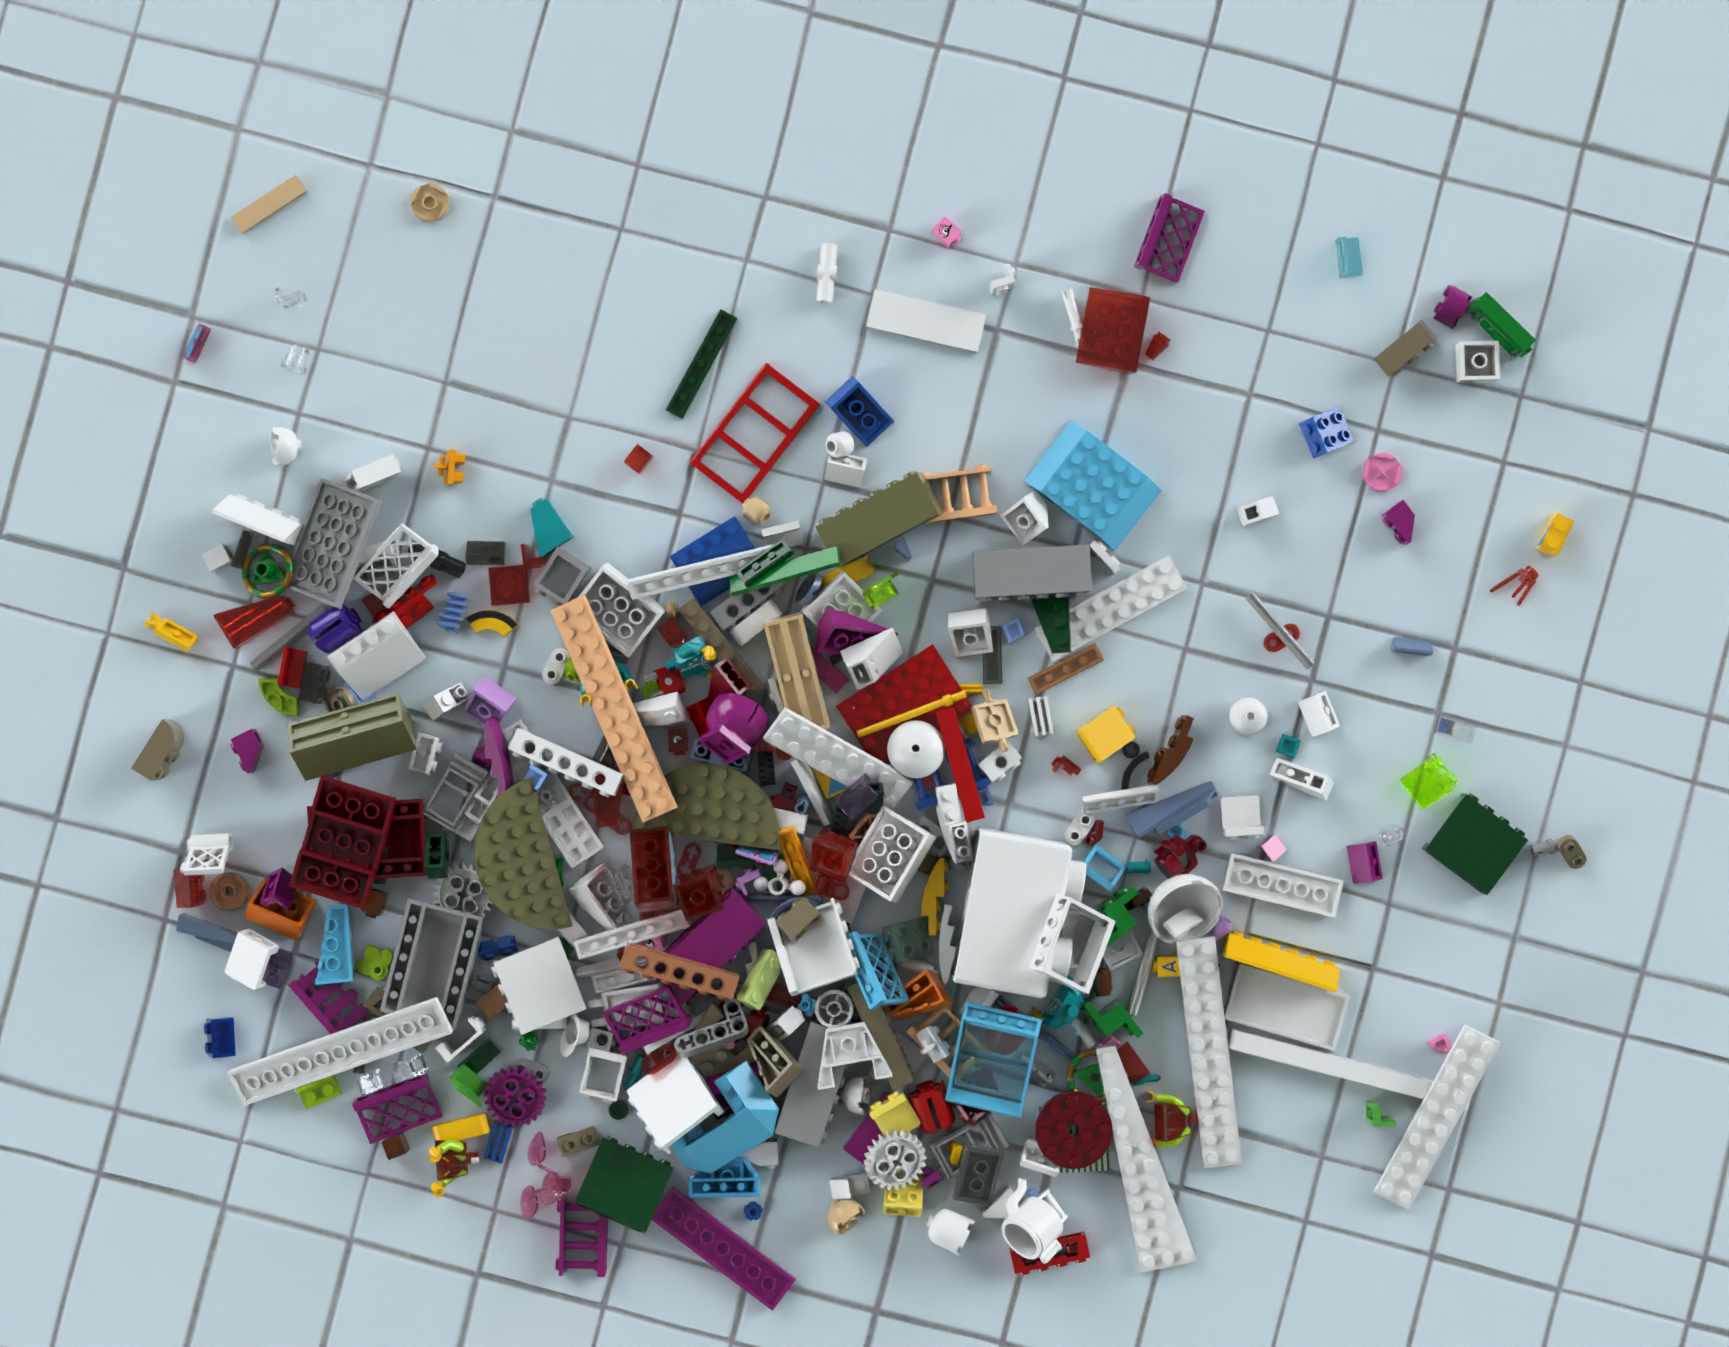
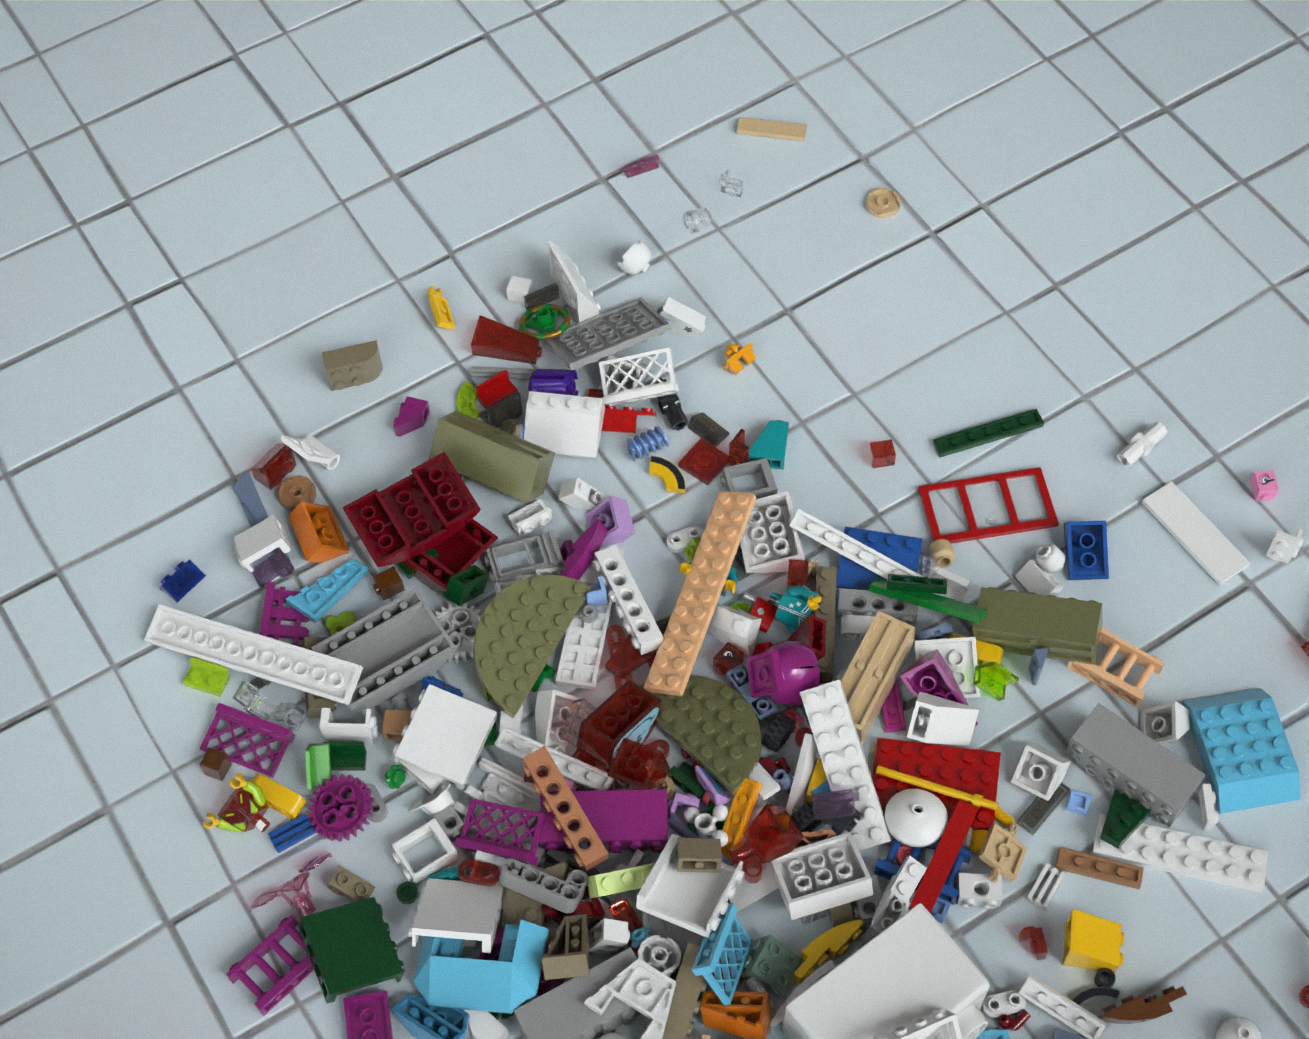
camera: 40 degrees right, 30 degrees down
(278, 889) = (332, 517): magenta panel -> none
(760, 538) = (928, 565): none -> clear slope

